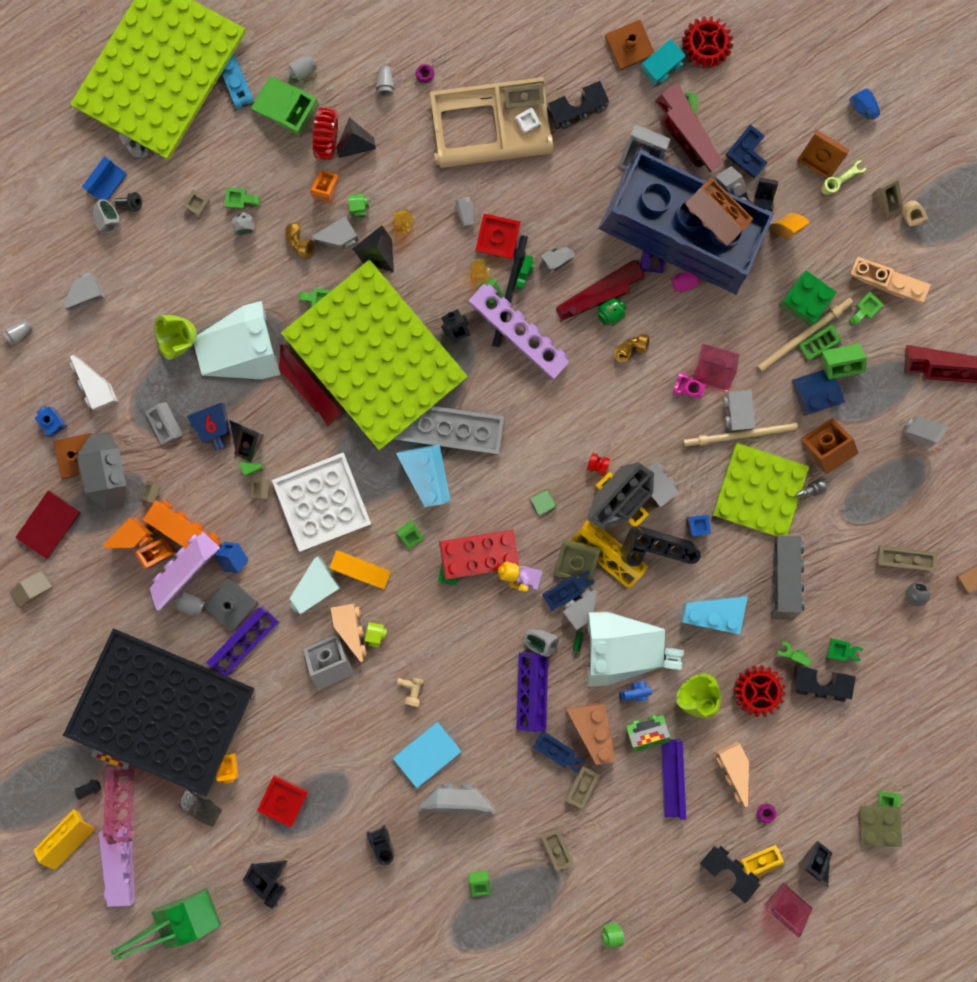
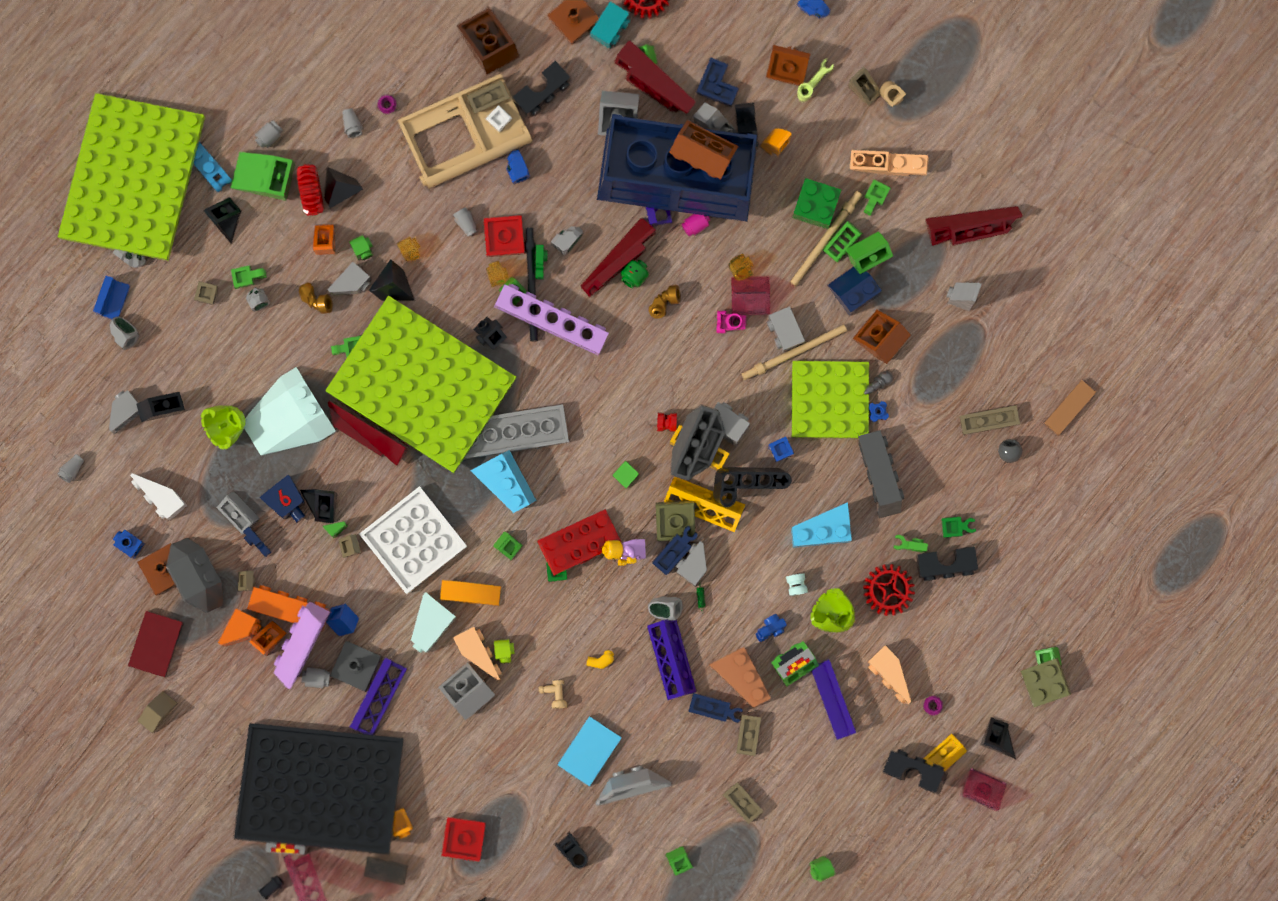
camera: 15 degrees left, 5 degrees down
(117, 299) = (160, 406): none -> black brick
(133, 201) = (143, 311): pearl dark grey plate -> none
(169, 452) = (252, 538): none -> dark blue plate
(236, 135) = (225, 217): none -> black slope
(465, 674) = (601, 662): none -> yellow arm
(530, 174) = (517, 168): none -> blue rock
(541, 42) = (488, 41): none -> reddish brown slope
(622, 648) = (744, 590): light aqua wedge -> none
(715, 337) = (741, 267): none -> clear yellow plate
(798, 517) = (878, 416): none -> blue plate

